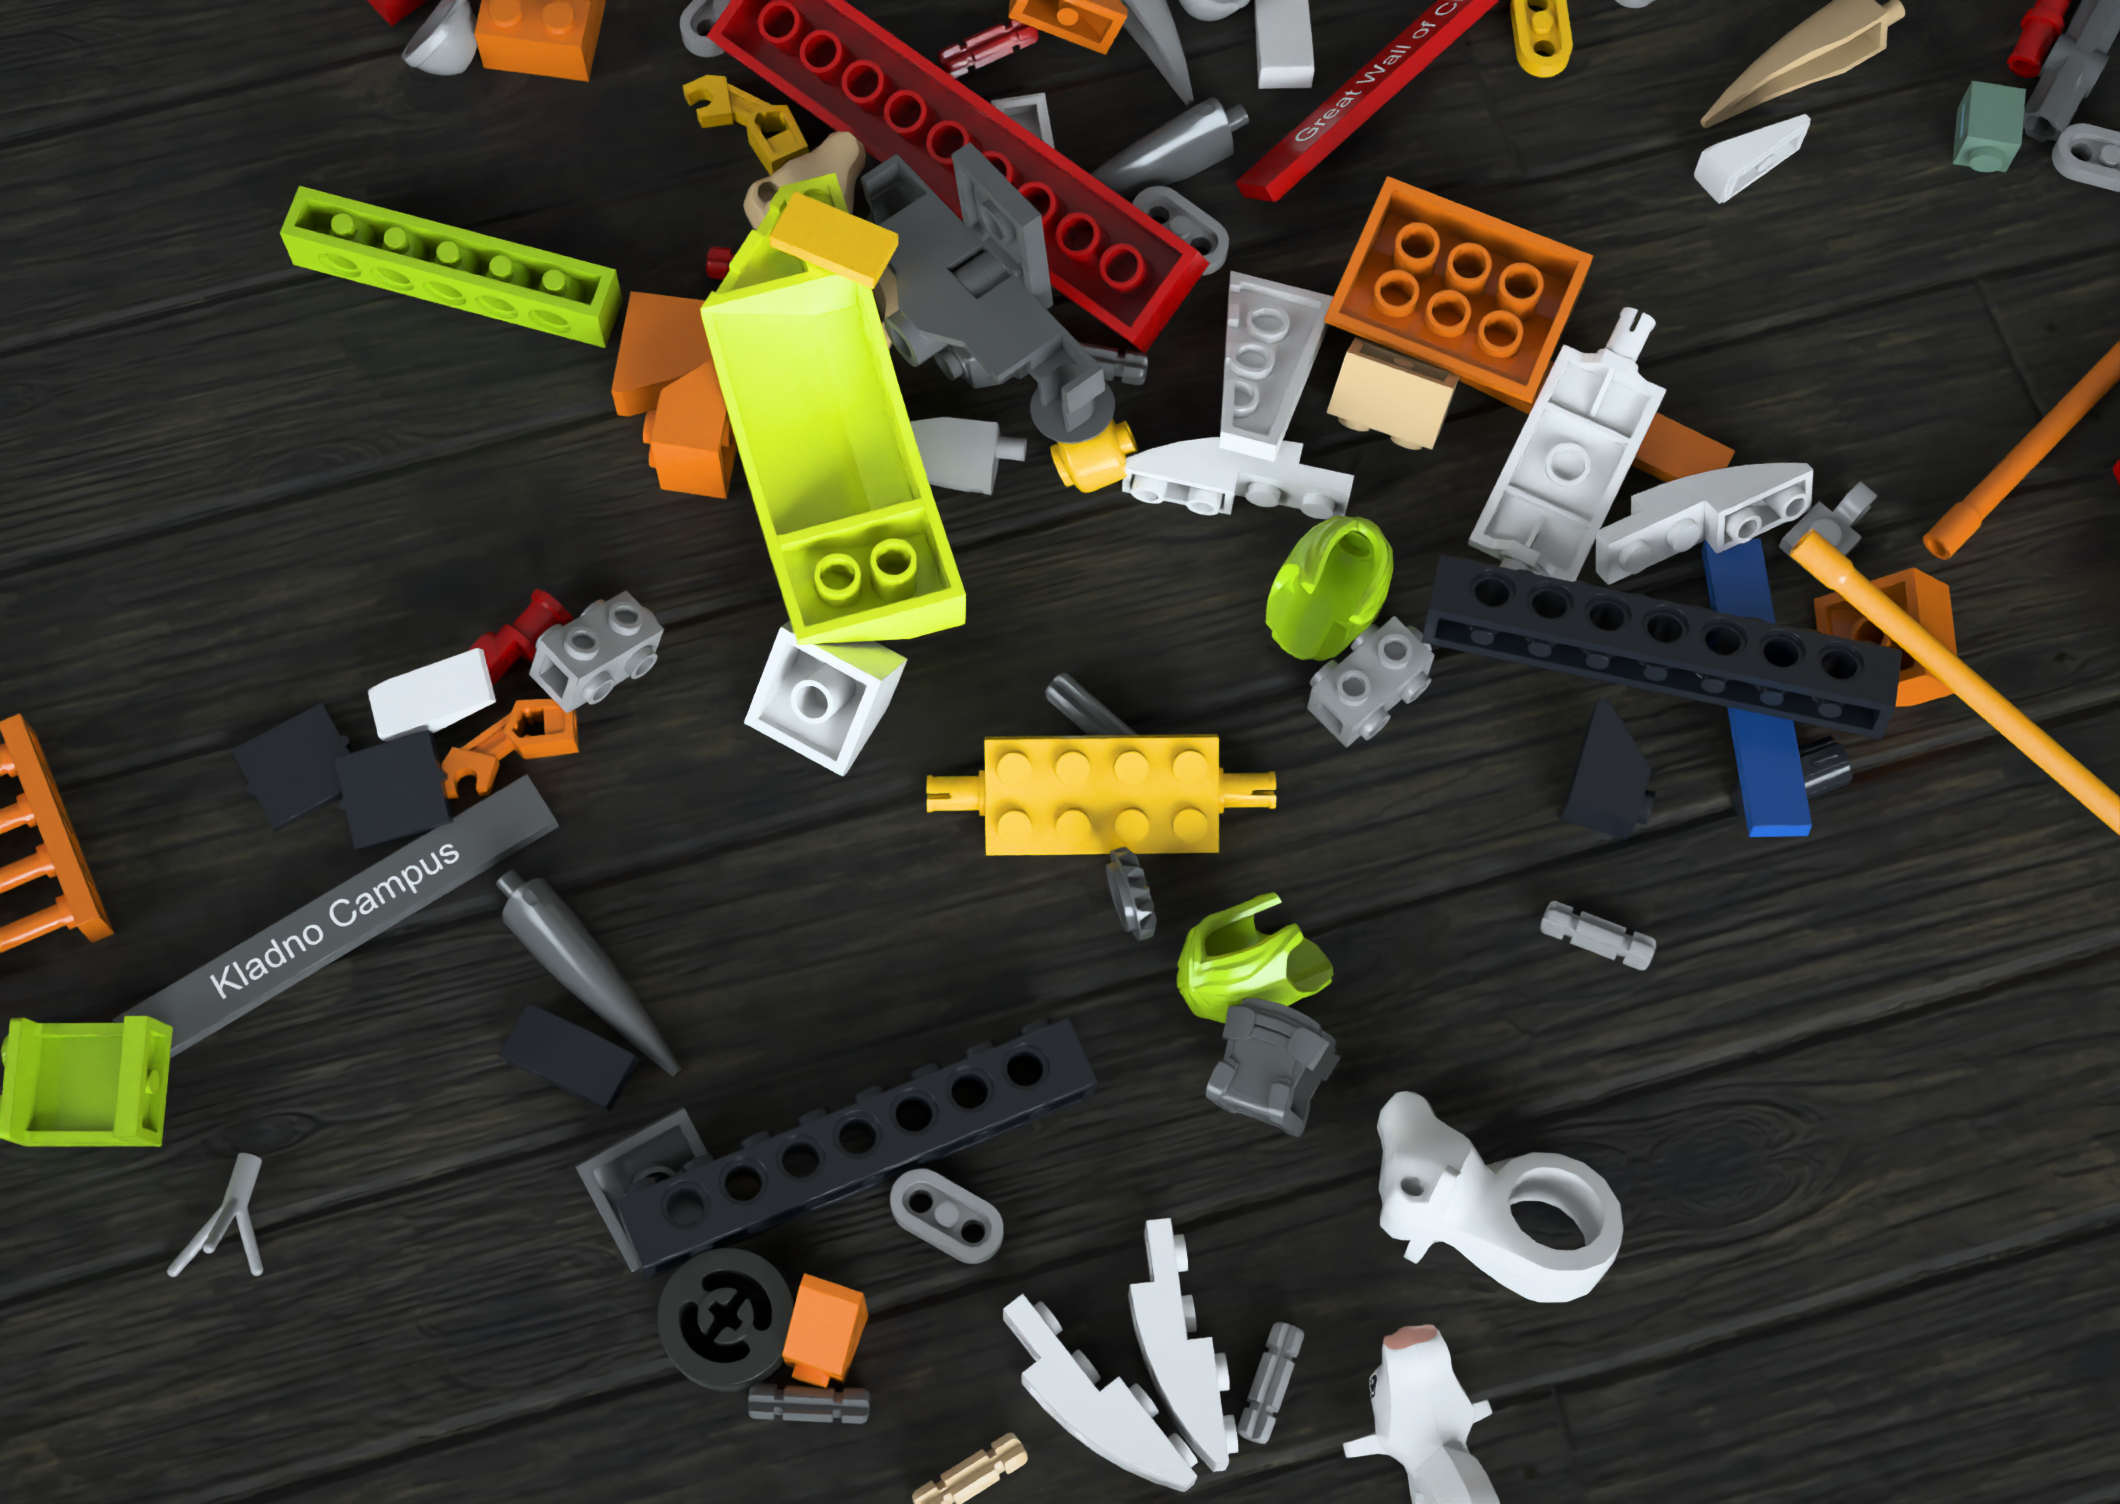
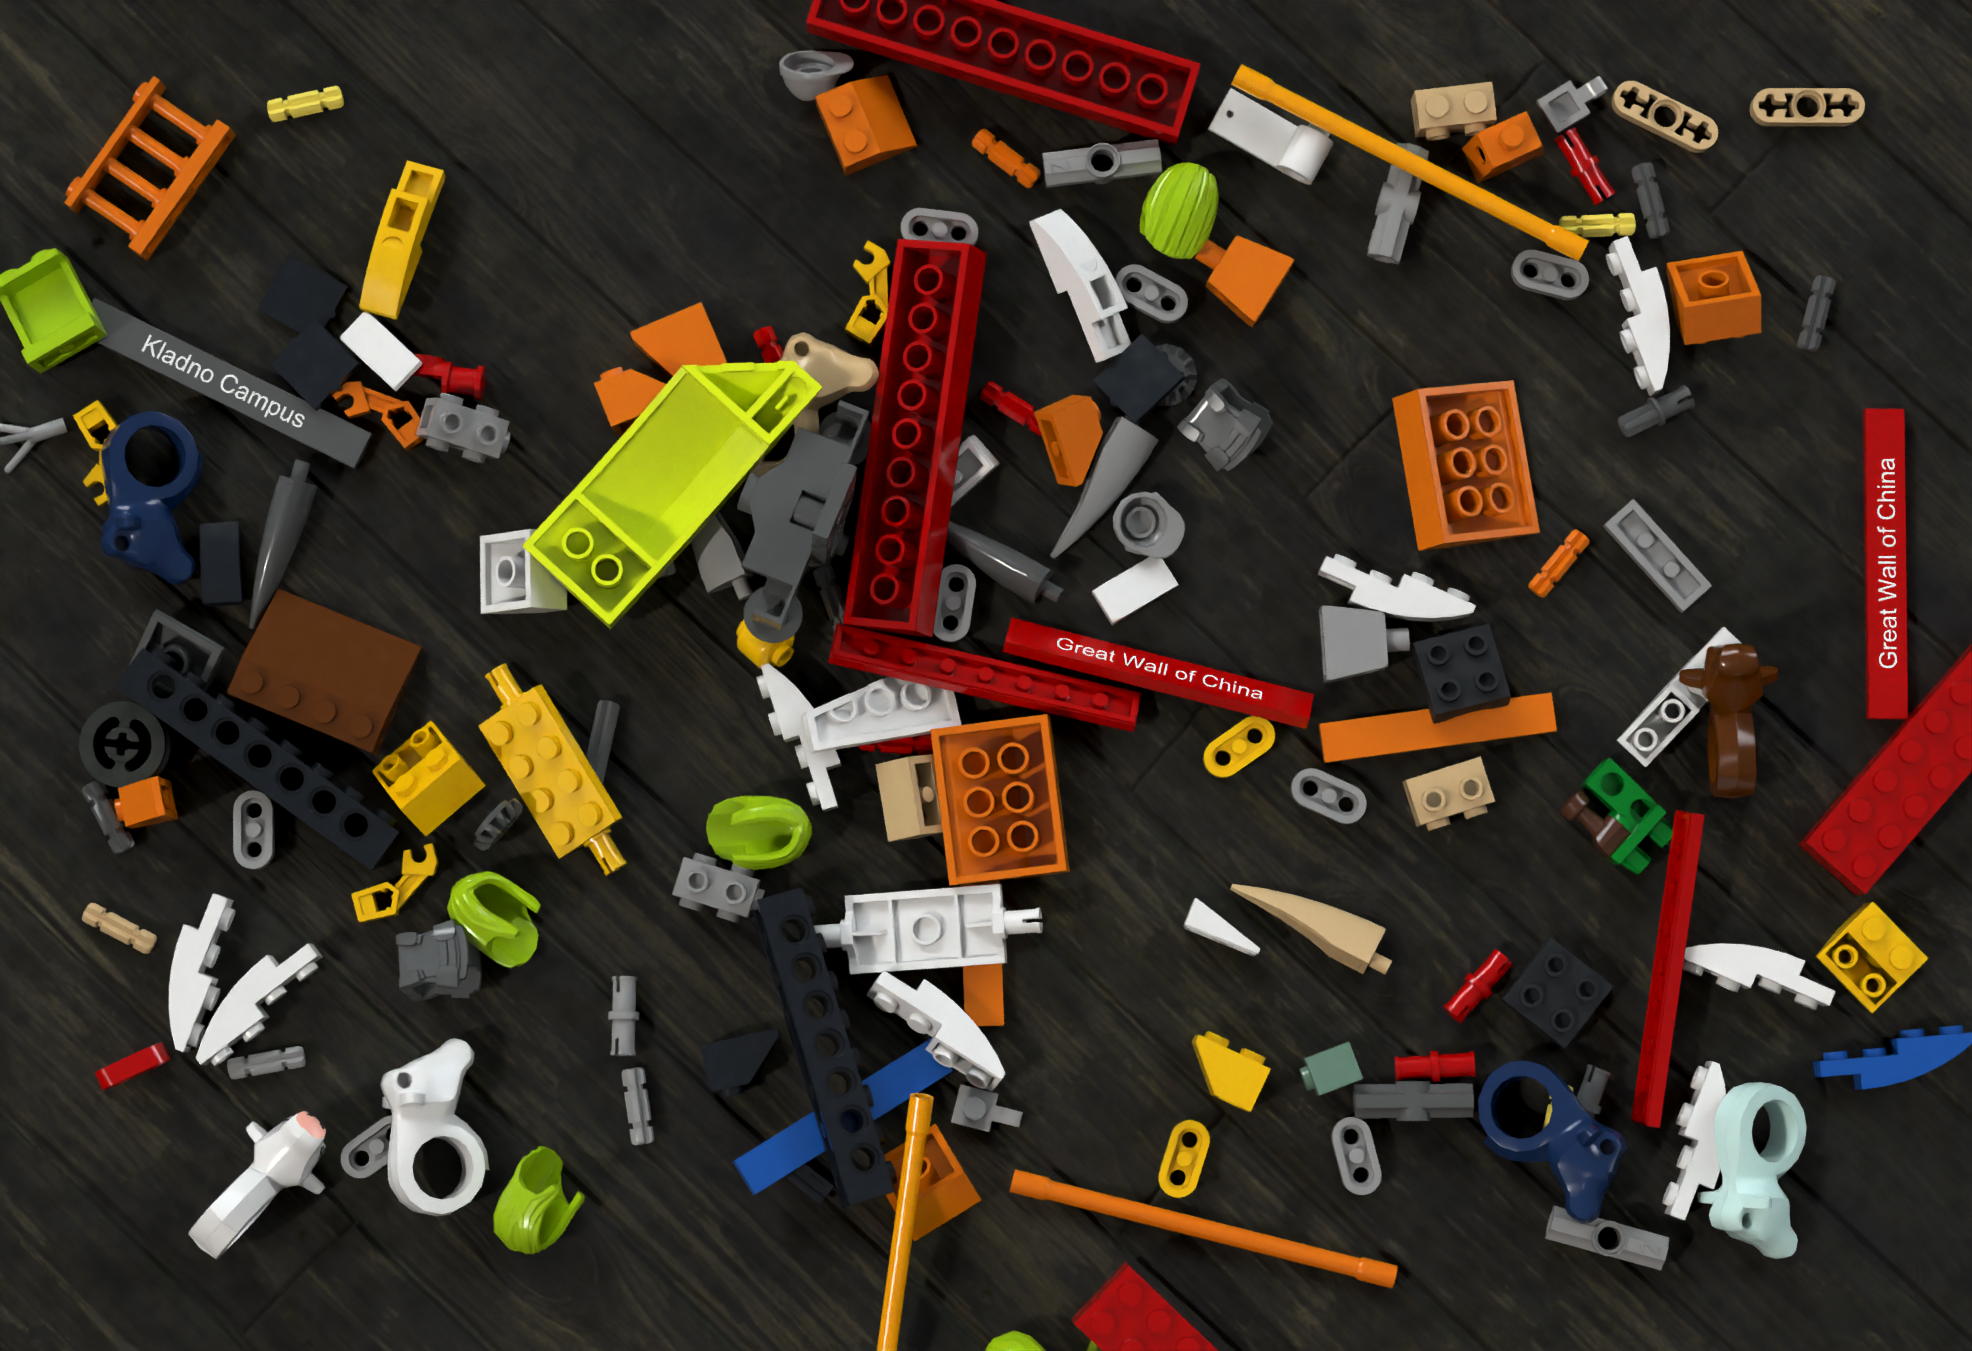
camera: 60 degrees right, 15 degrees up
(59, 623) = (305, 103): none -> light yellow axle
(311, 598) = (399, 239): none -> yellow slope
(348, 1134) = (89, 420): none -> yellow piece
(446, 1120) = (141, 516): none -> dark blue animal
(452, 266) = (656, 183): lime brick -> none
(798, 1006) = (325, 671): none -> reddish brown slope
(834, 240) = (771, 416): yellow tile -> none
(1016, 951) = (428, 778): none -> yellow slope
(1131, 1042) = (413, 877): none -> yellow piece
(1289, 241) = (984, 677): none -> red tile
(1326, 365) = (919, 744): none -> red axle
(1466, 1299) = (372, 1141): none -> light grey plate
(1470, 885) = (623, 1016): none -> light grey pin
(1673, 1140) = (533, 1206): none -> lime hair
(1941, 223) = (1228, 1074): none -> yellow slope
(2016, 340) = (1184, 1158): none -> yellow plate

